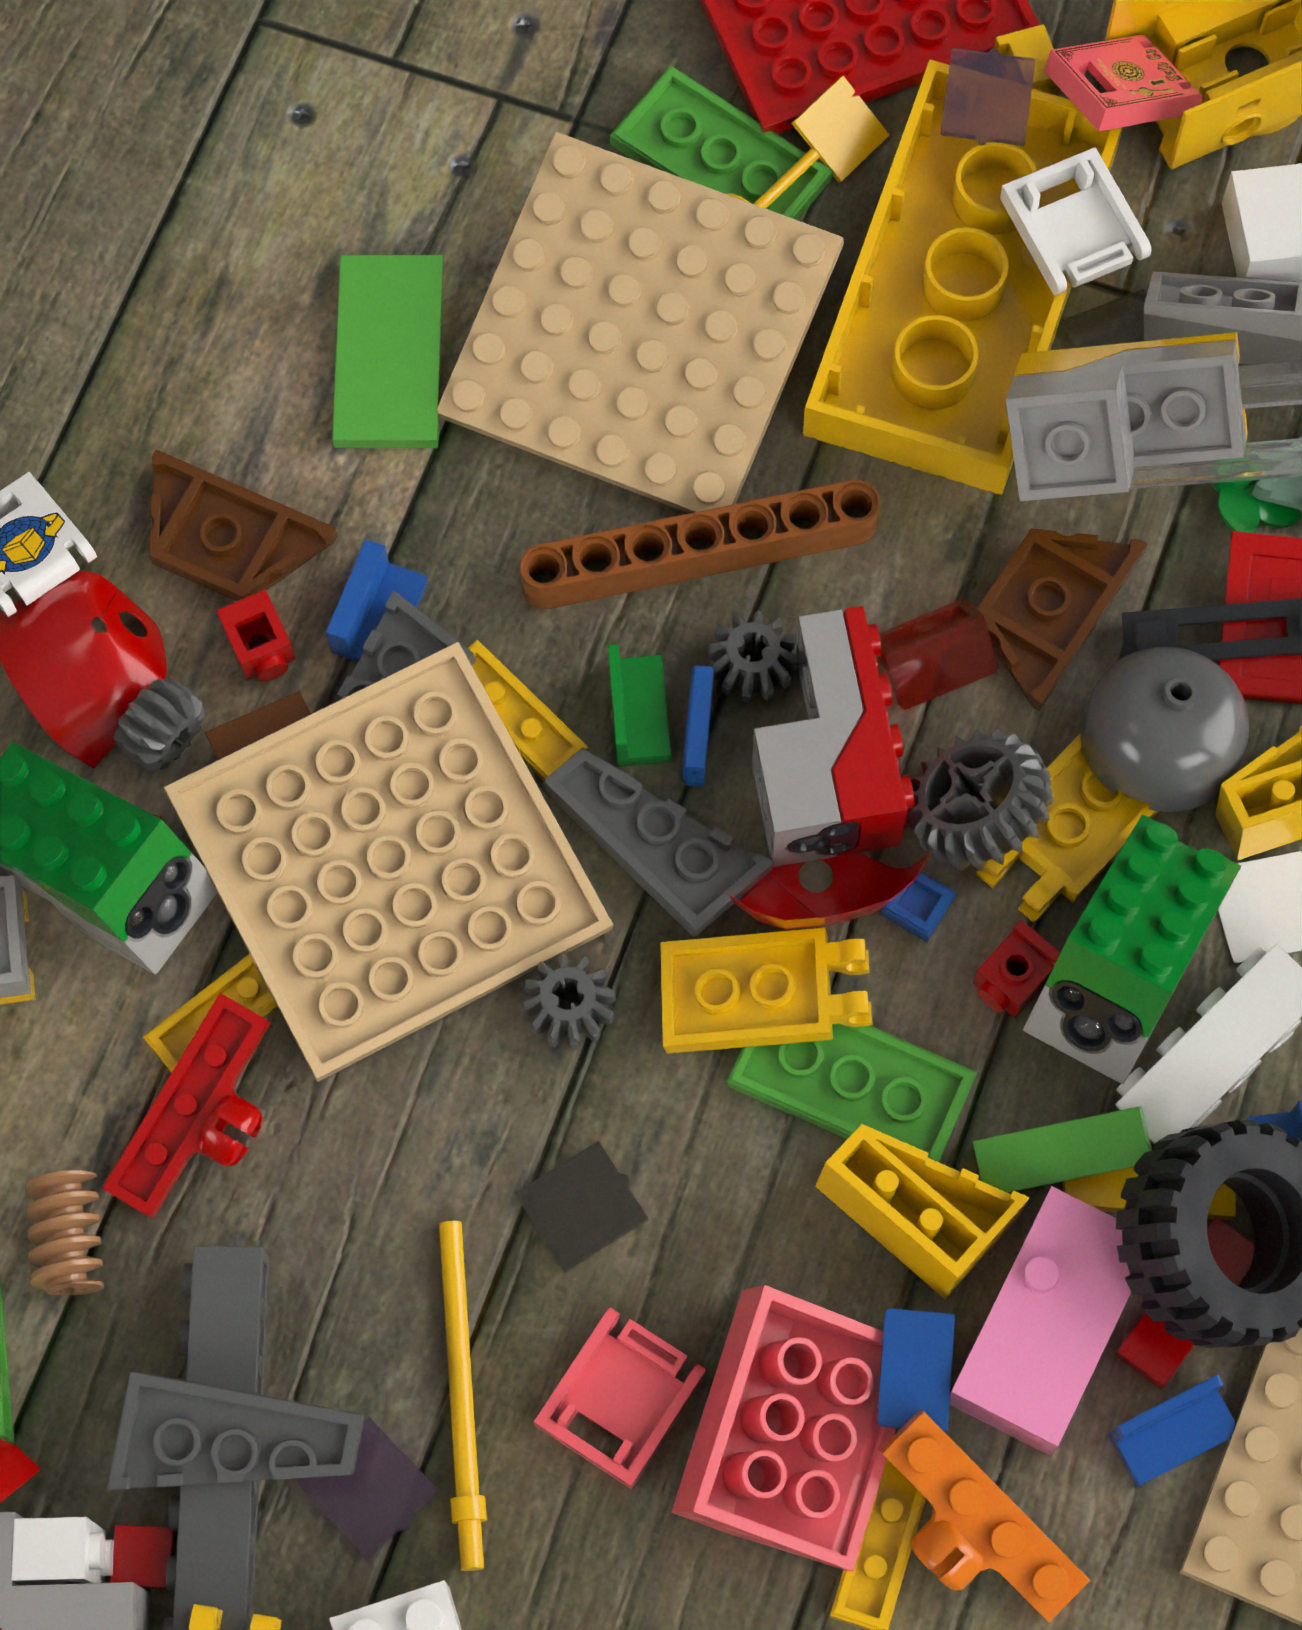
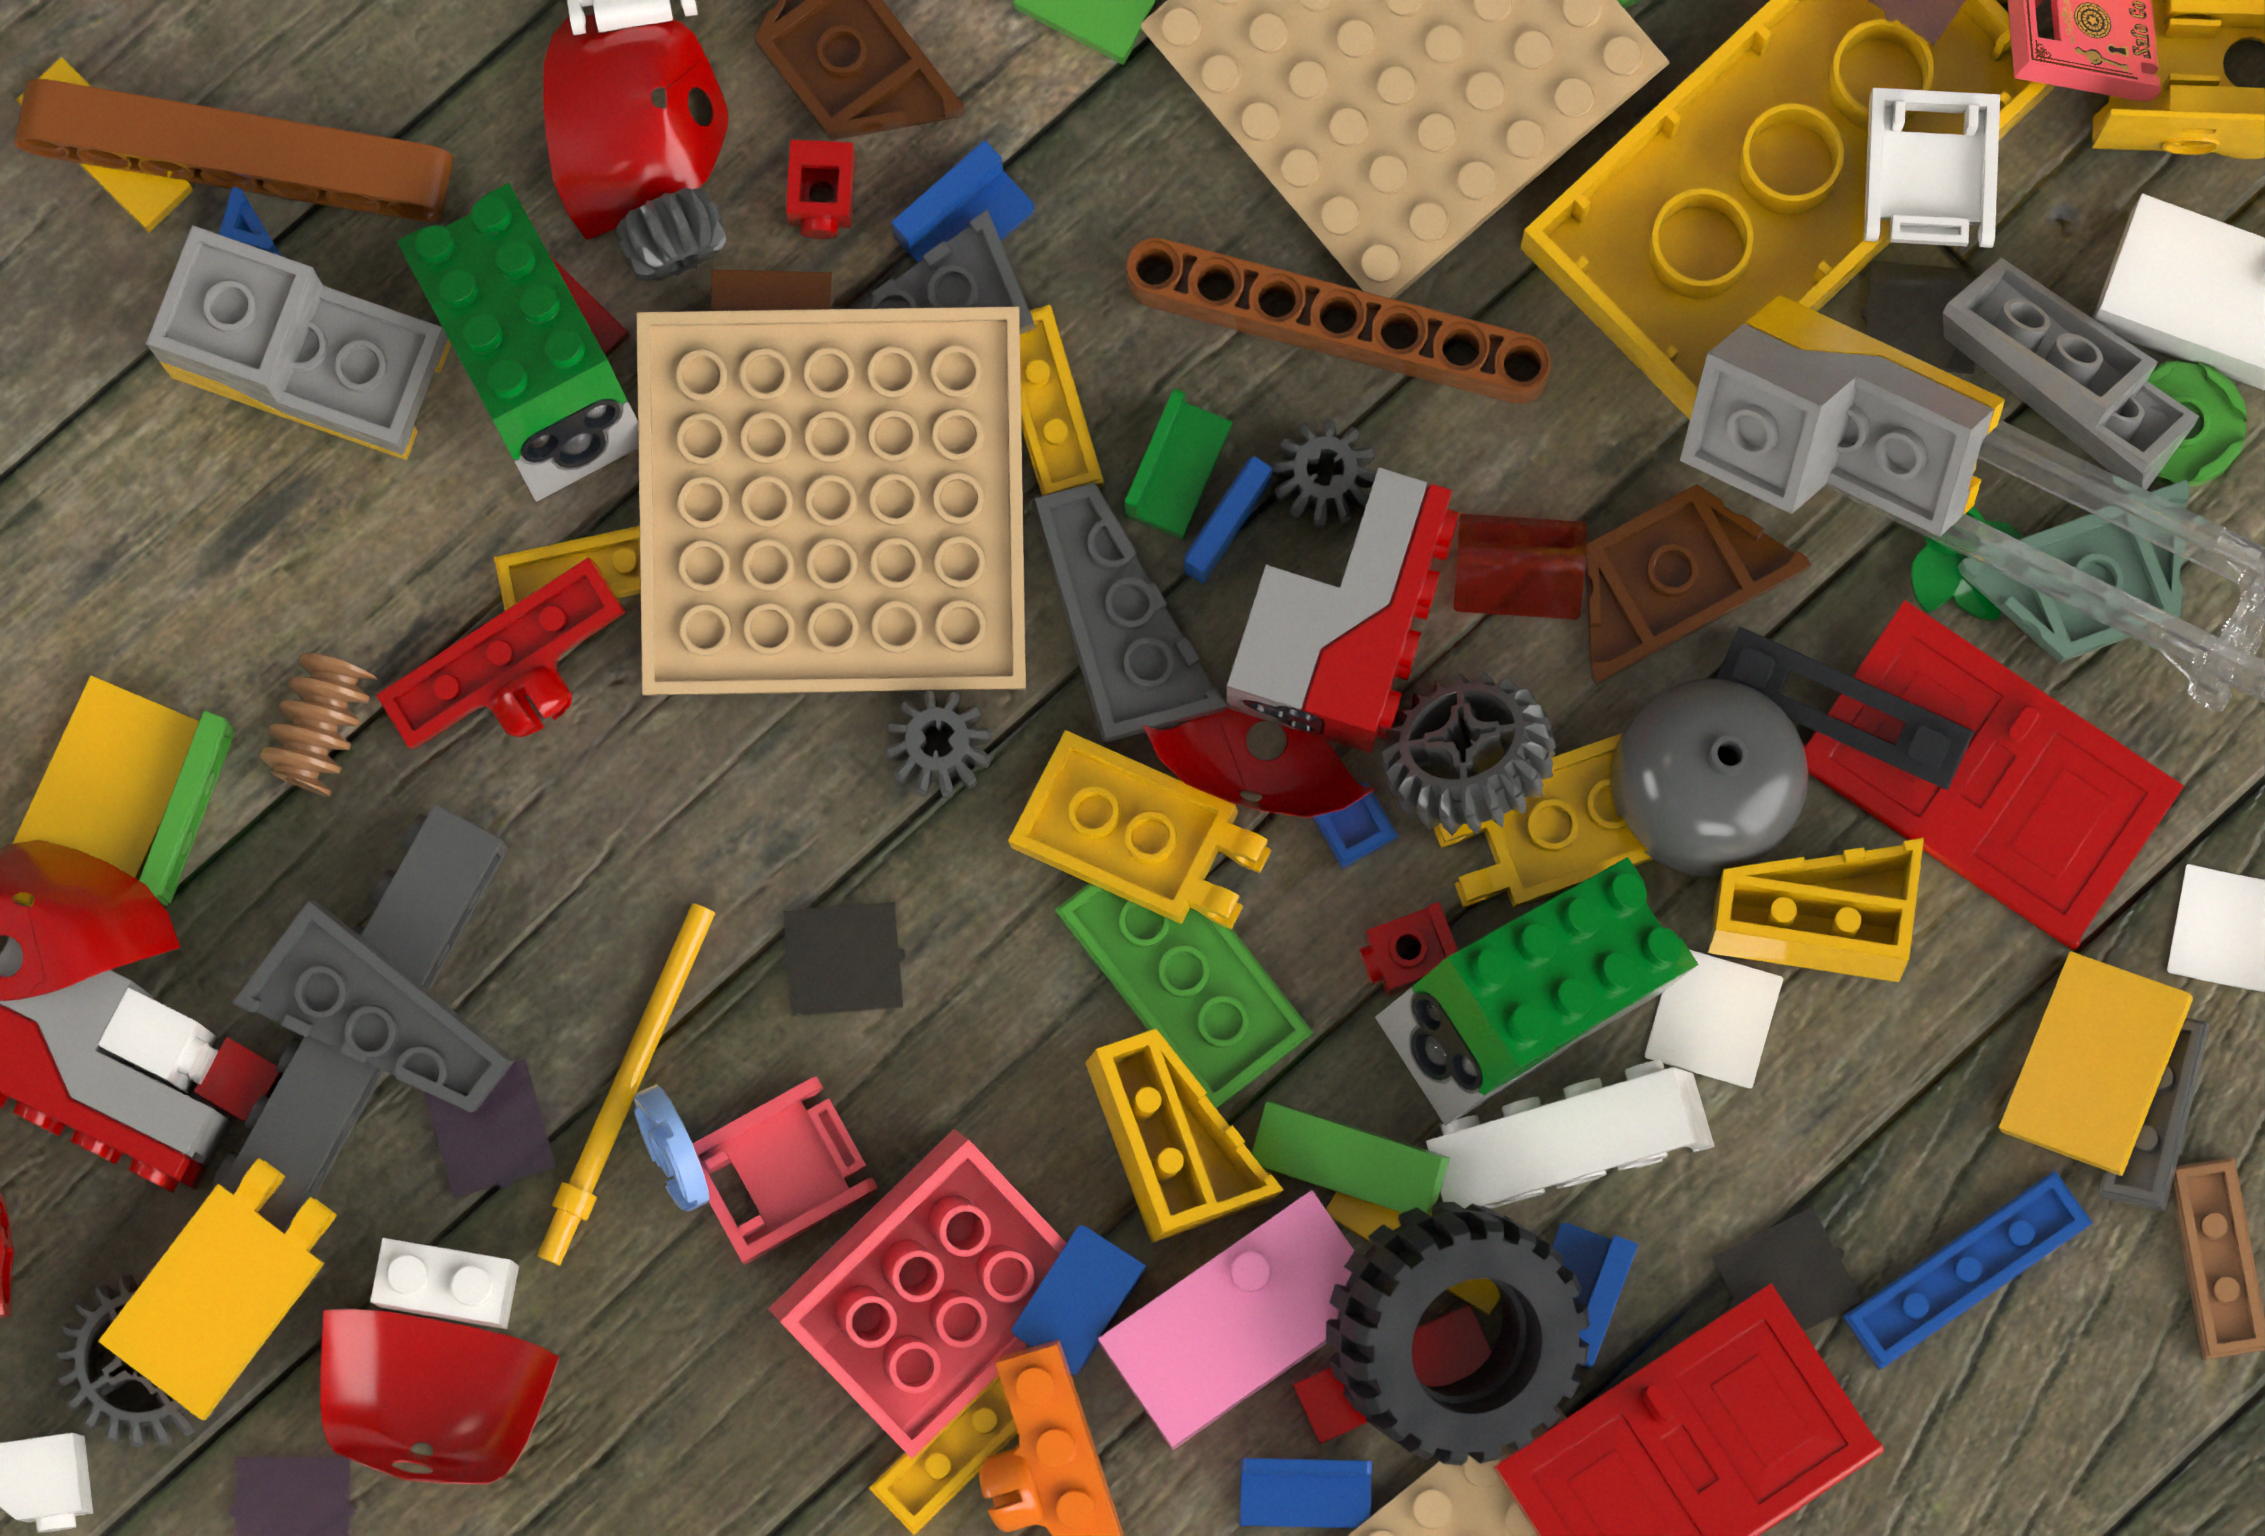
camera: 30 degrees right, 10 degrees up
(527, 1419) = (671, 1148): none -> light blue tile

